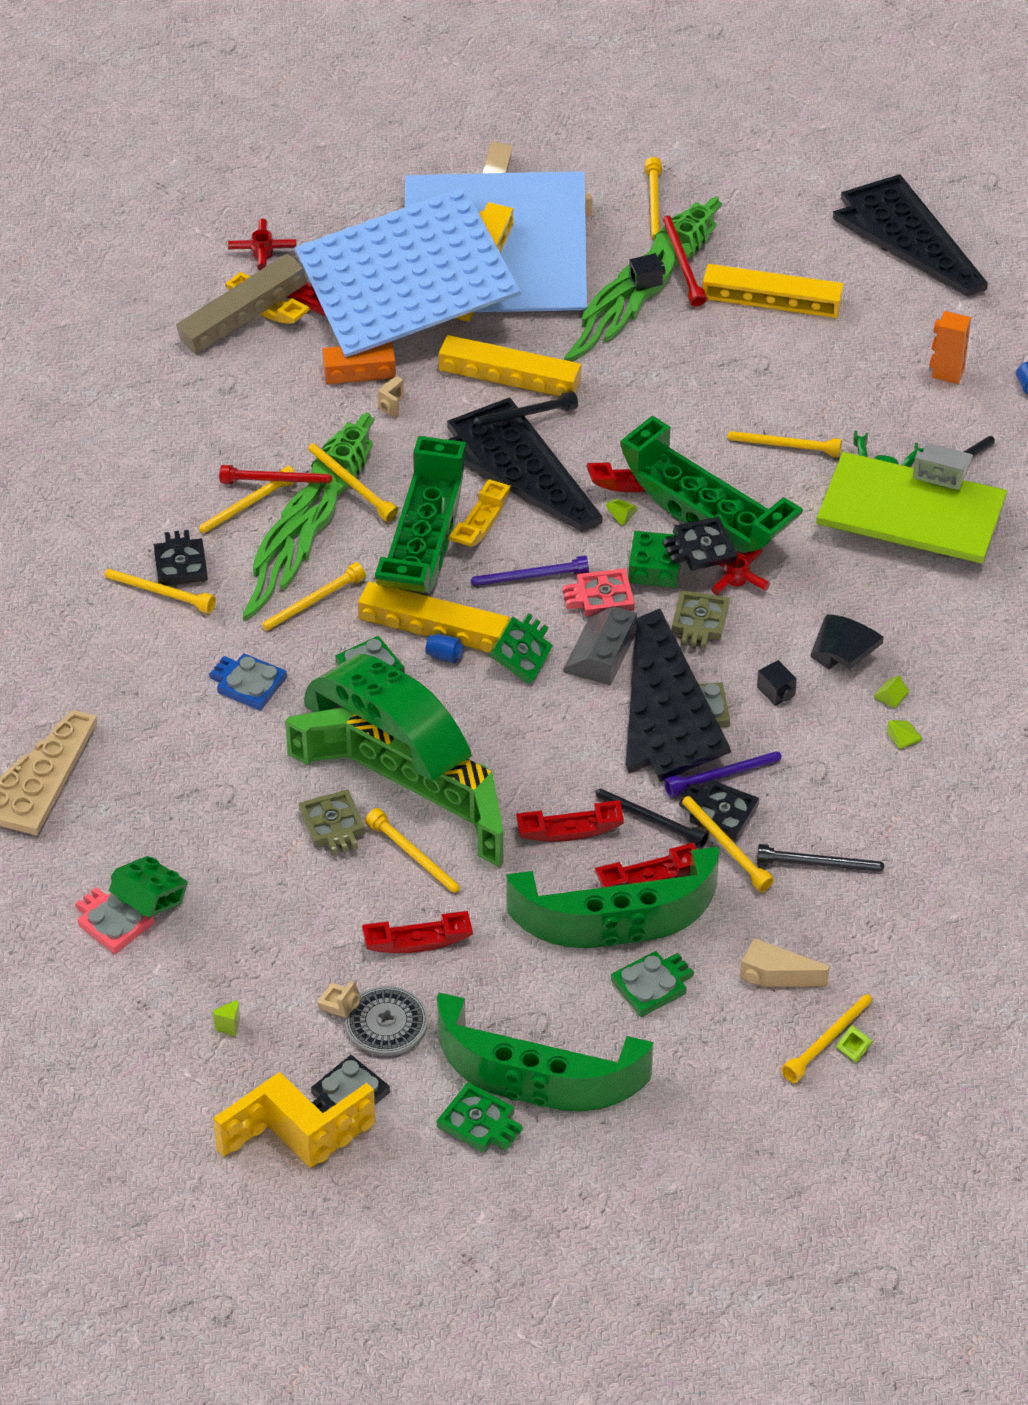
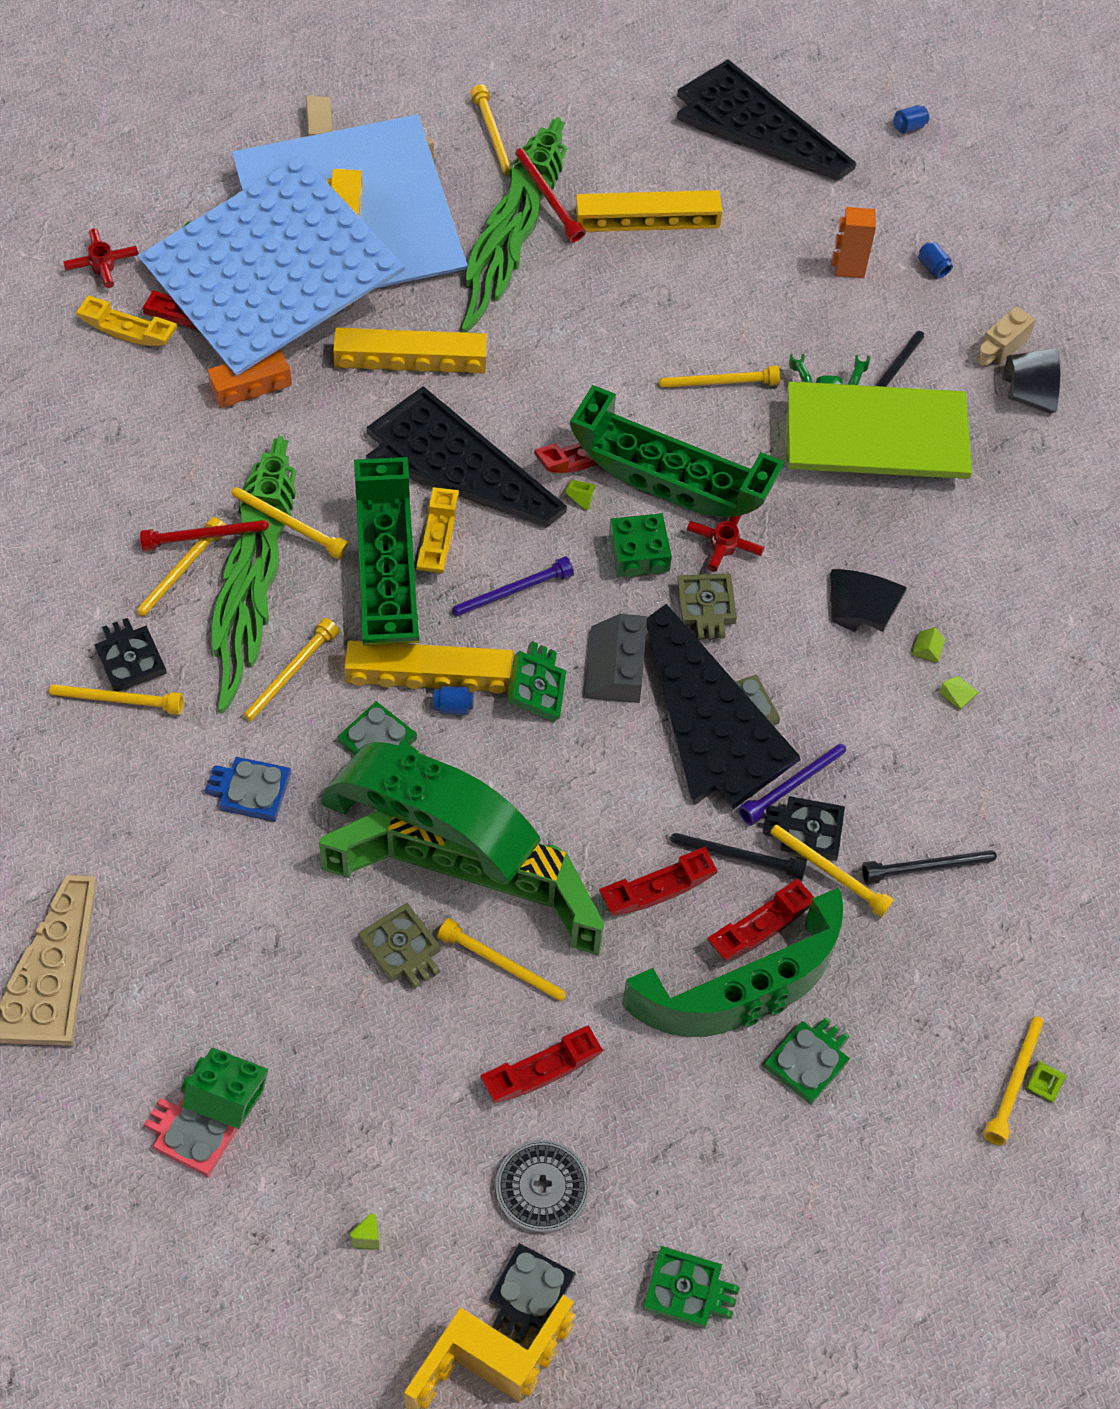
camera: 20 degrees left, 10 degrees up
(241, 303) = (102, 334): dark tan brick -> none
(340, 999) = (485, 1175): tan bracket -> none
(390, 395) = (295, 409): tan bracket -> none
(538, 1071) = (726, 1216): green slope -> none
(567, 402) = (483, 379): black piece -> none
(599, 592) = (594, 596): coral piece -> none
(646, 271) = (518, 215): black brick -> none
(700, 544) = (687, 521): black piece -> none
(776, 682) = (813, 663): black brick -> none
(778, 967) = (934, 1008): tan slope -> none
(942, 466) = (897, 379): light grey bracket -> none

